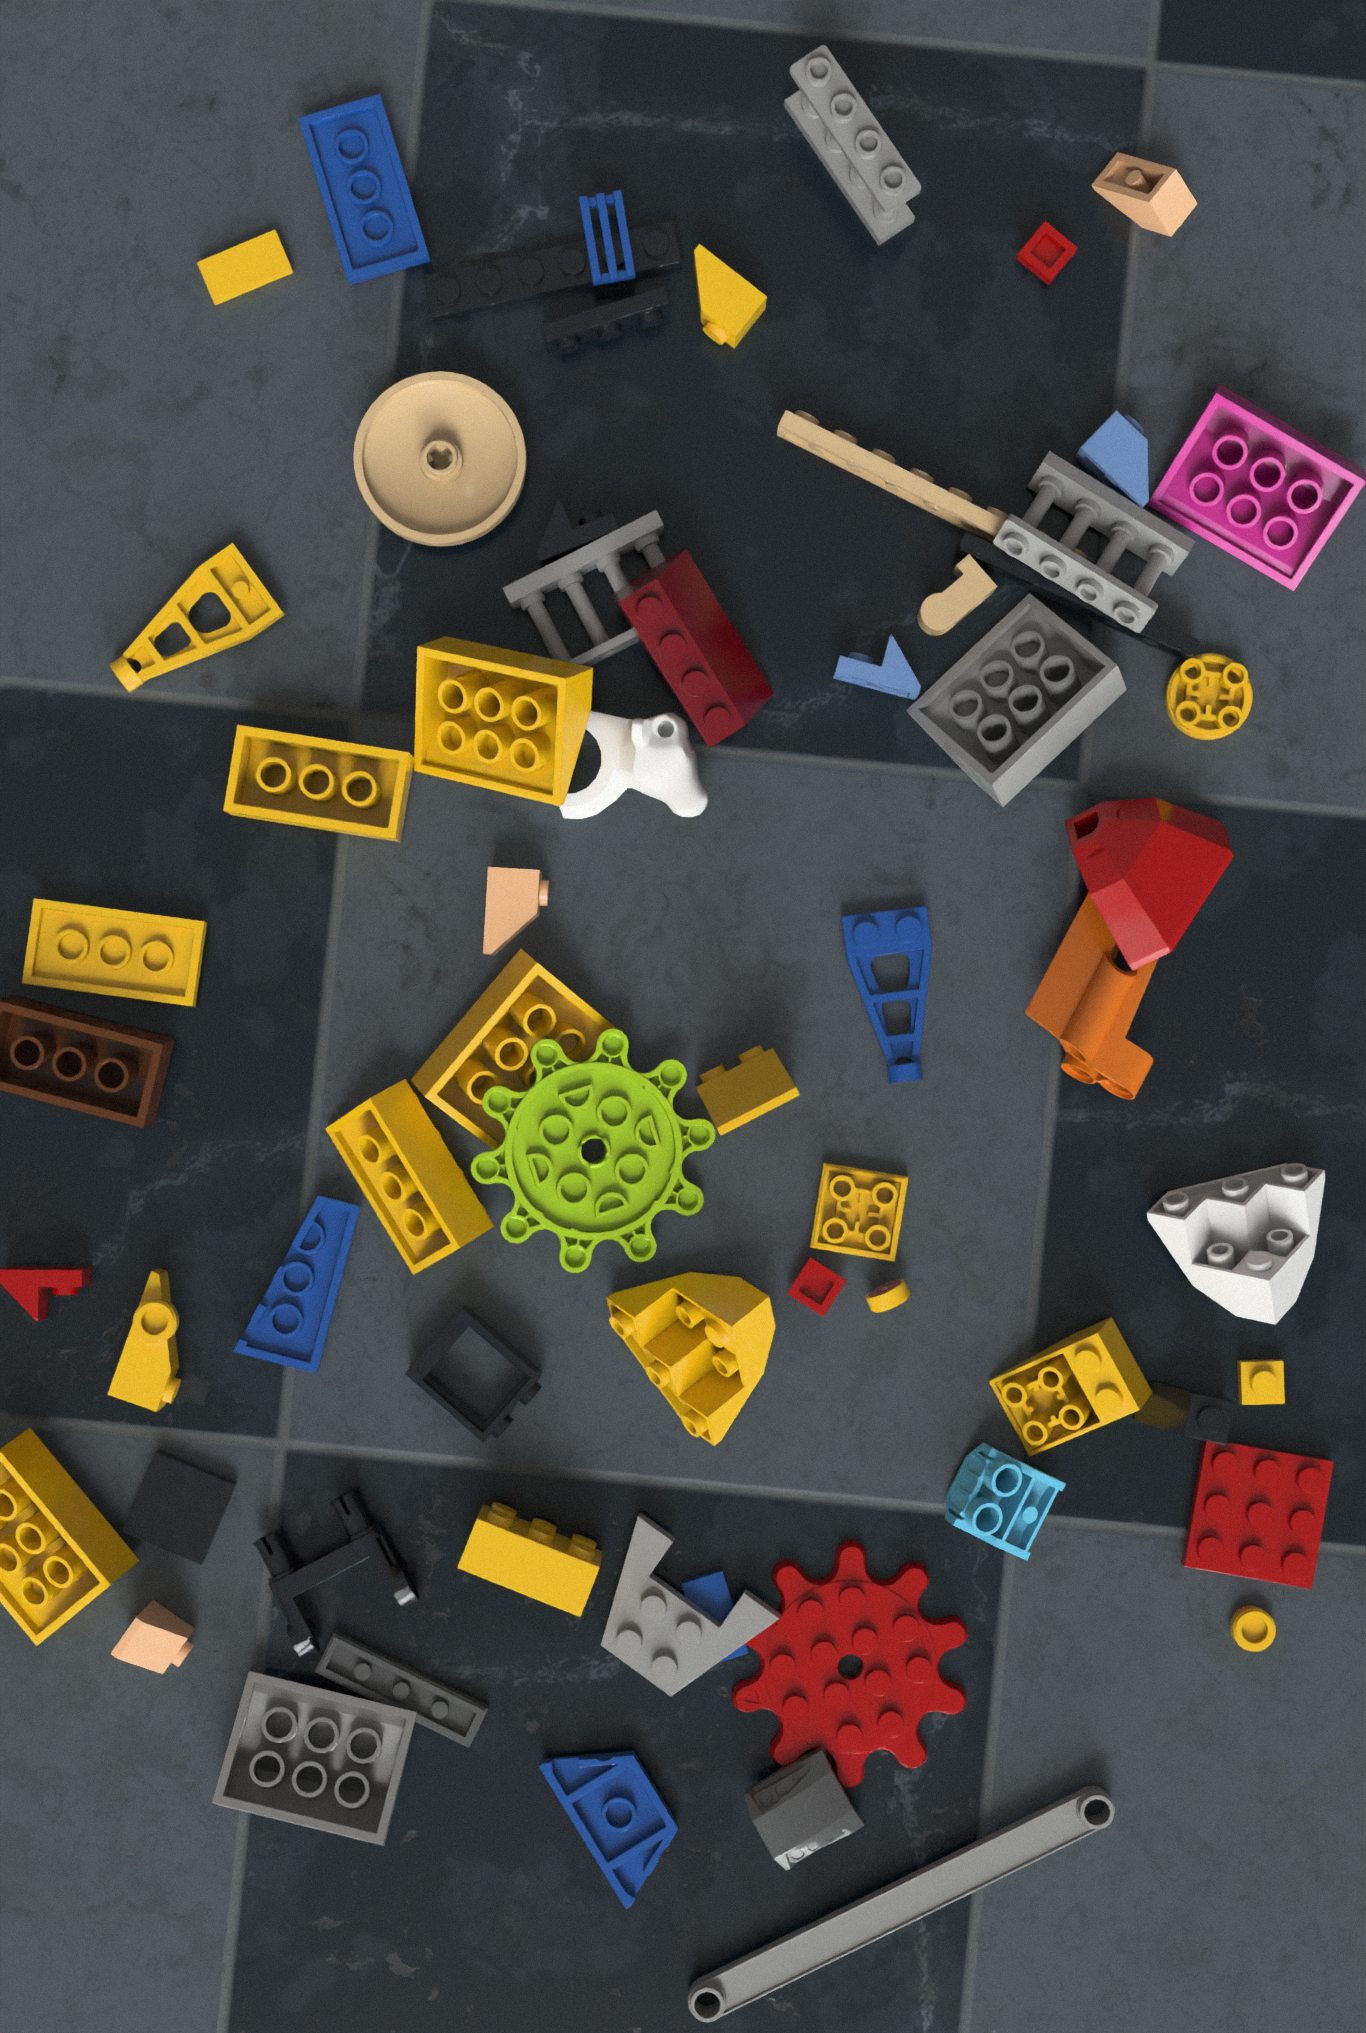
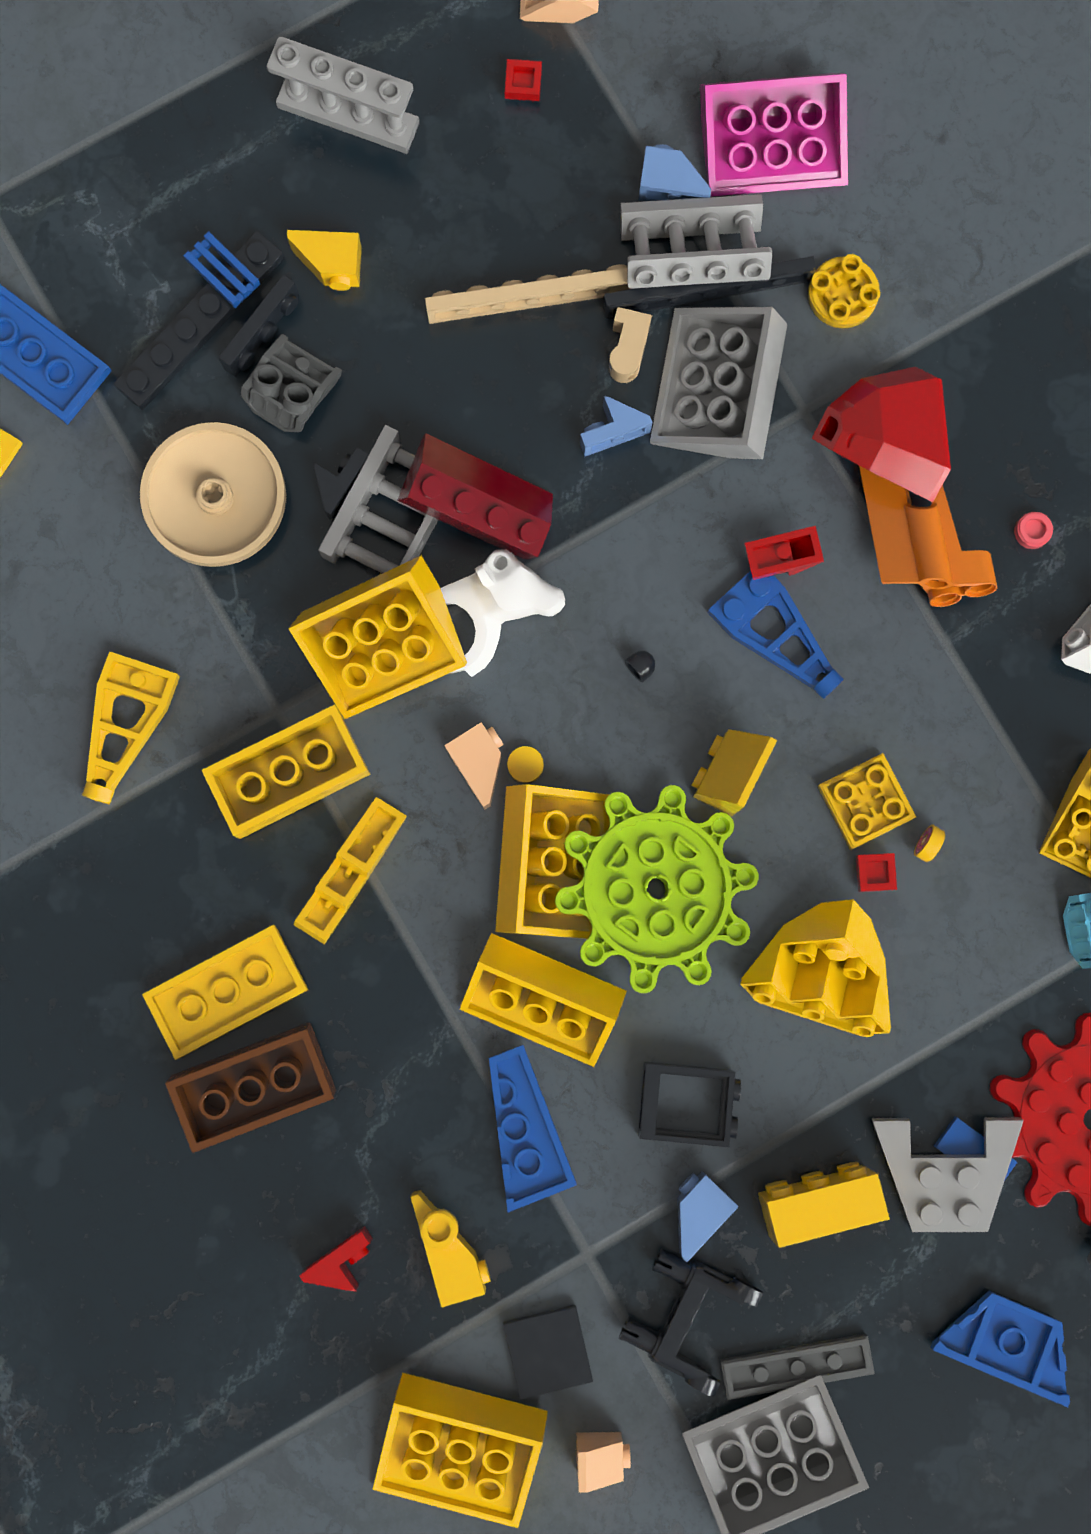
camera: 35 degrees left, 5 degrees down
(315, 921) = (350, 870): none -> yellow slope
(416, 1482) = (700, 1212): none -> medium blue slope
(555, 940) = (525, 764): none -> yellow tile
(592, 400) = (288, 385): none -> dark grey slope
(737, 923) = (641, 665): none -> black hinge
(952, 915) = (784, 553): none -> red slope
(1218, 1066) = (1033, 530): none -> coral tile

